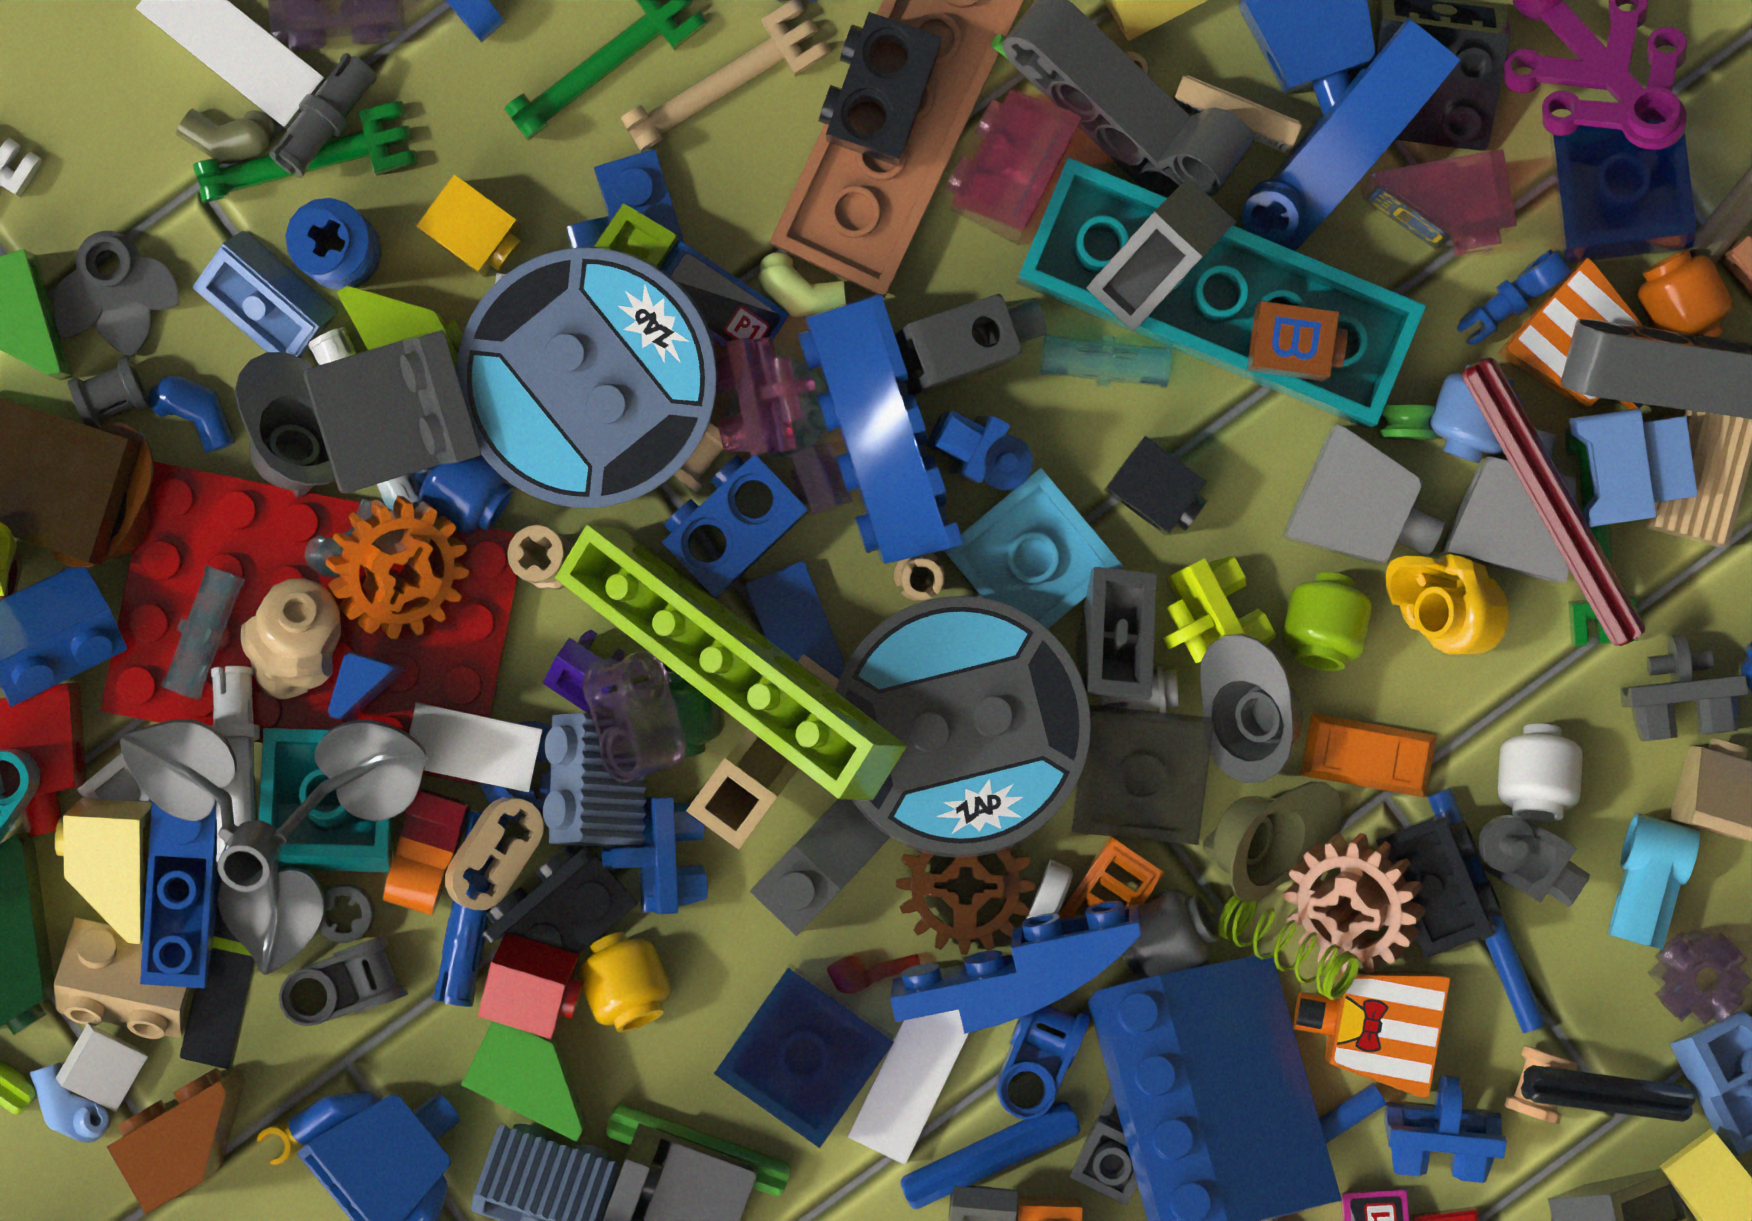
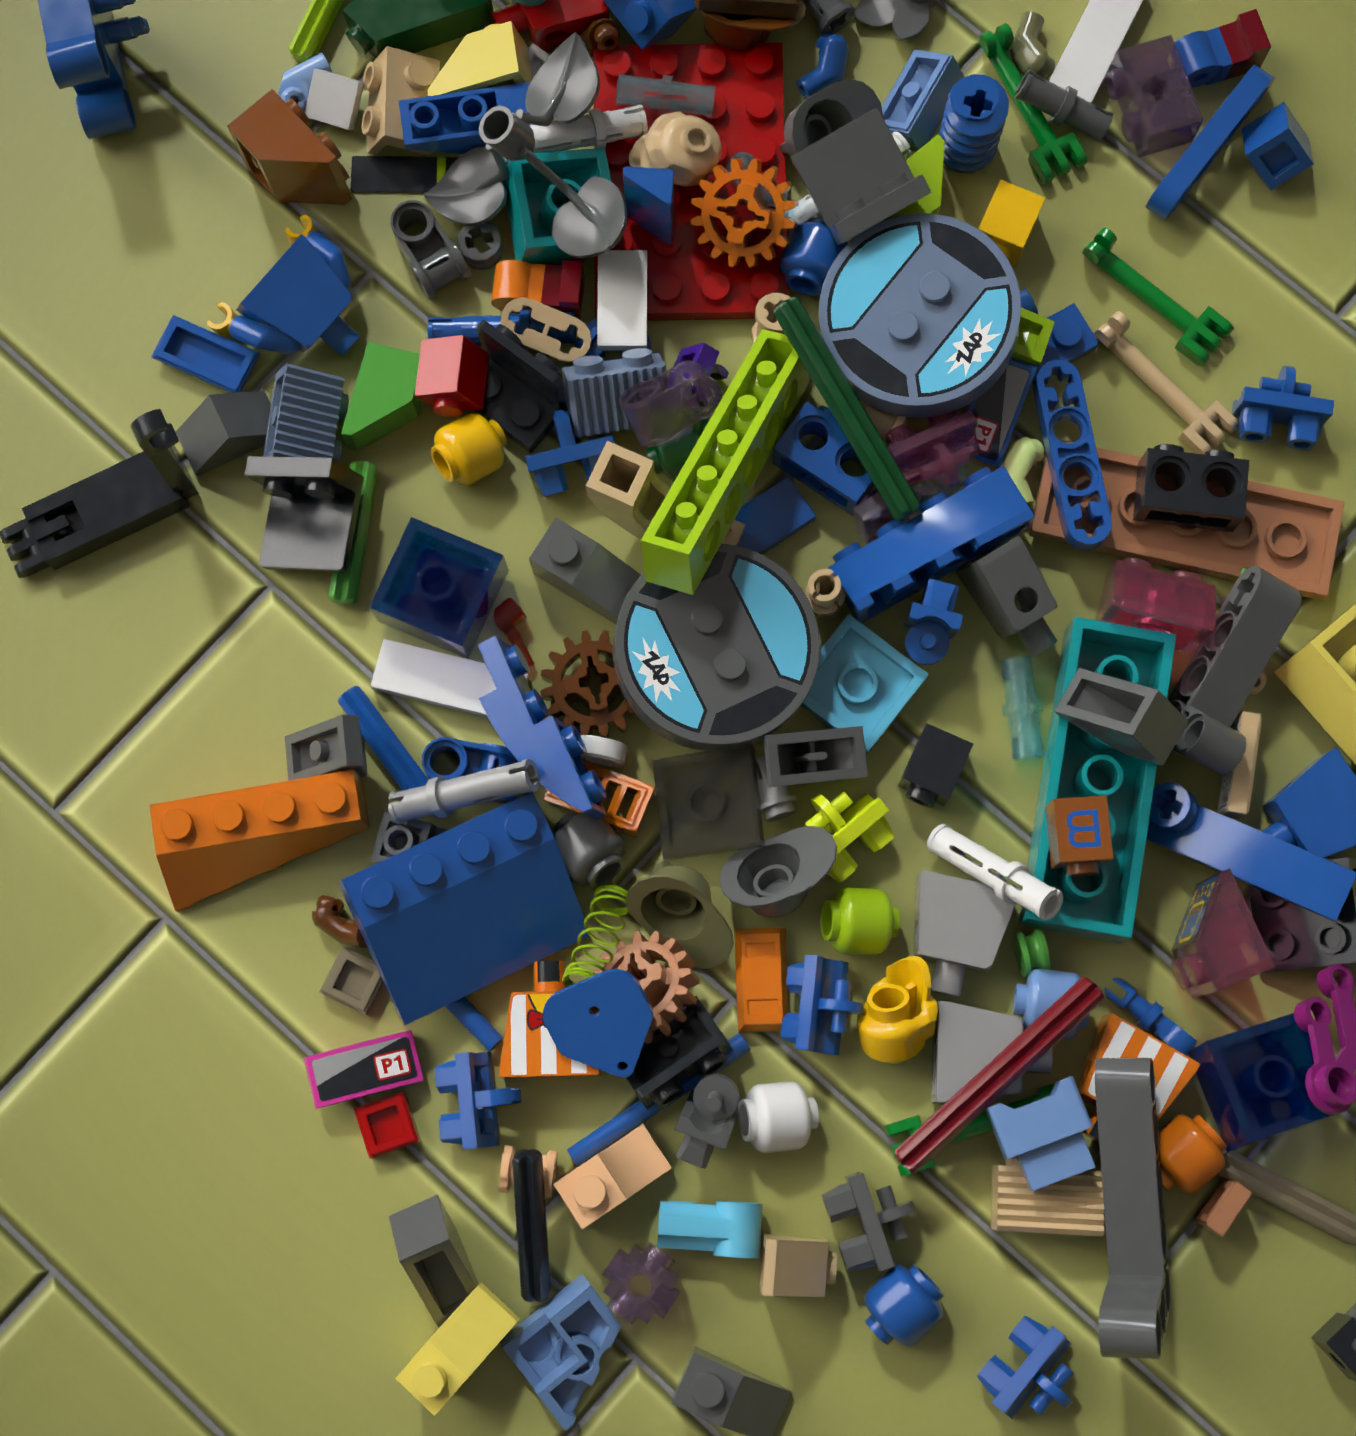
camera: 80 degrees right, 10 degrees down
(90, 699) = (601, 35): none -> reddish brown arm
(691, 497) = (847, 408): none -> dark green axle
(802, 215) = (1075, 454): none -> blue beam
(1077, 1100) = (445, 796): none -> light grey pin
(1327, 435) = (1035, 895): none -> white pin
(1411, 962) = (606, 1036): none -> blue piece
(1421, 690) = (822, 1005): none -> blue hips
(1568, 986) = (612, 1176): none -> light nougat arch

